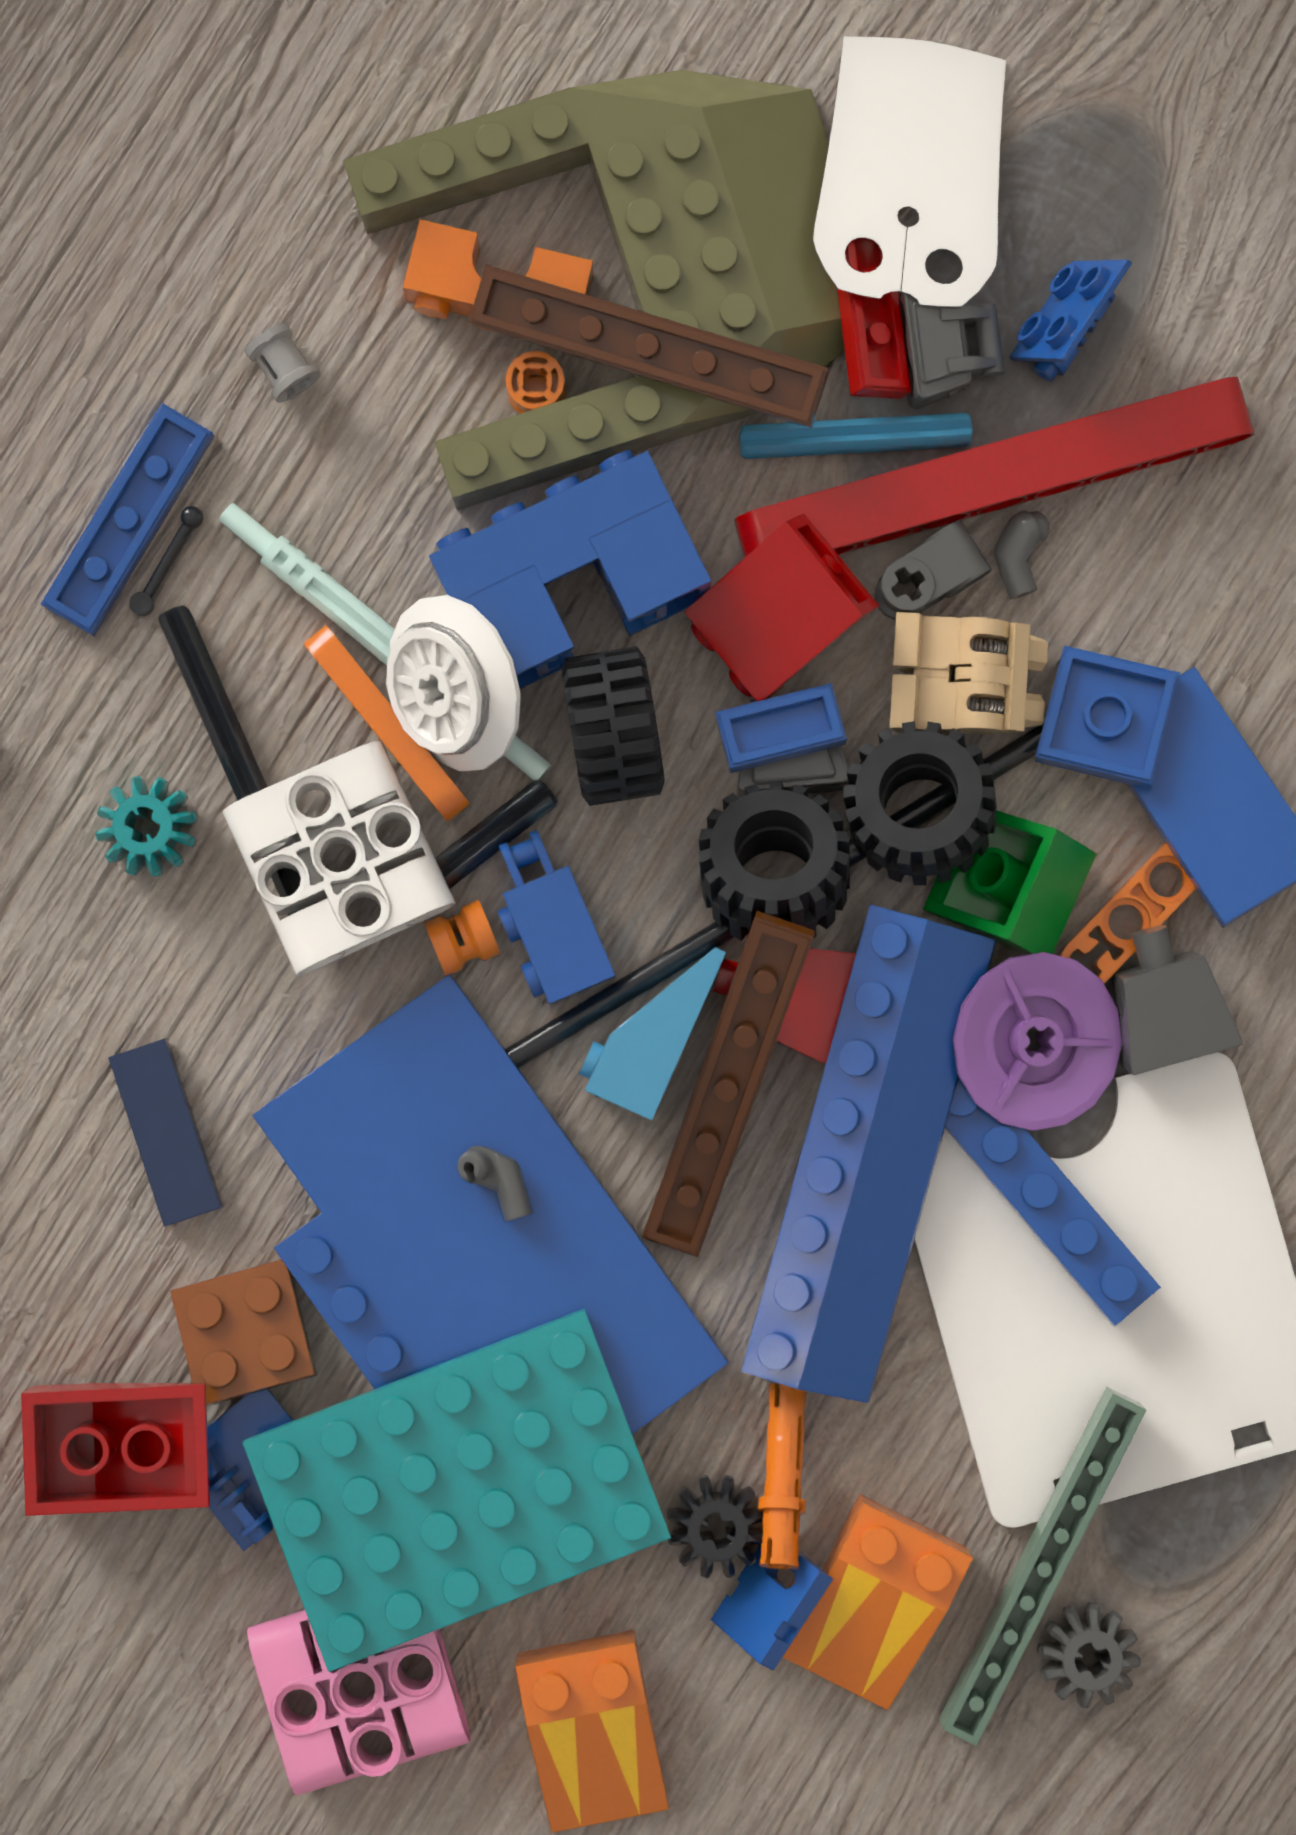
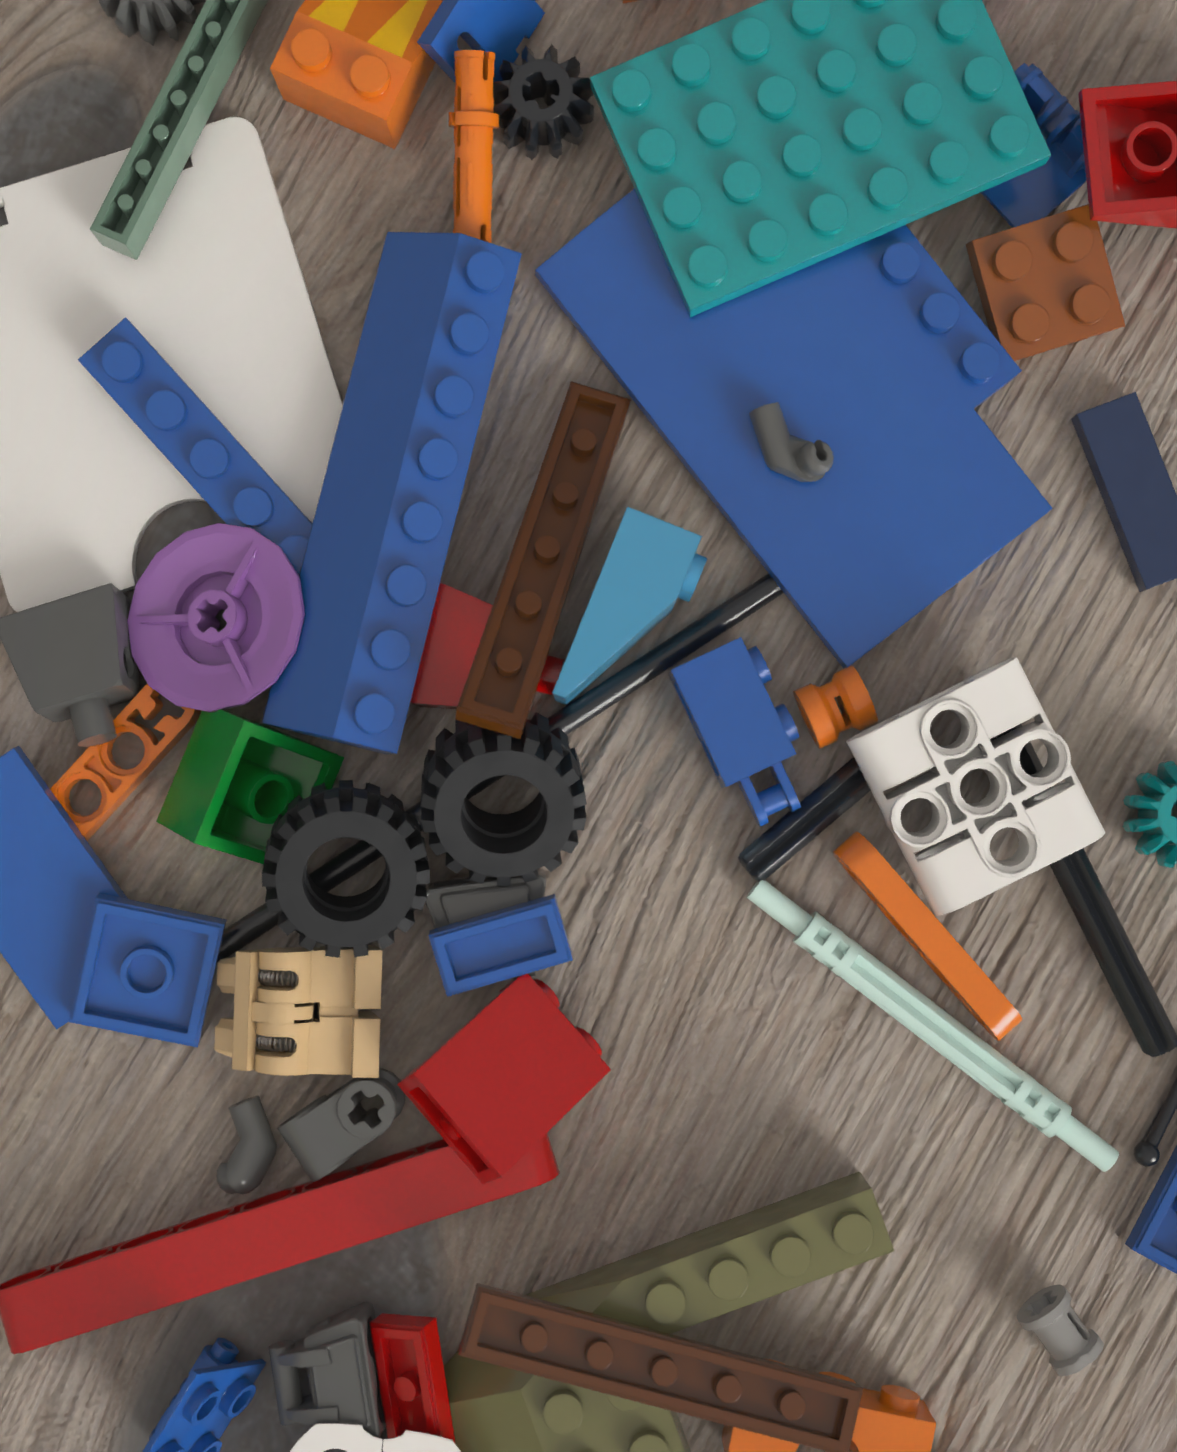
camera: 175 degrees left, 0 degrees up
(453, 683) = (863, 981): white piece -> none
(537, 390) = (779, 1310): orange wheel -> none
(613, 520) = (698, 1172): blue piece -> none
(613, 726) = (685, 940): black tyre -> none
(856, 436) = (429, 1270): dark azure axle -> none

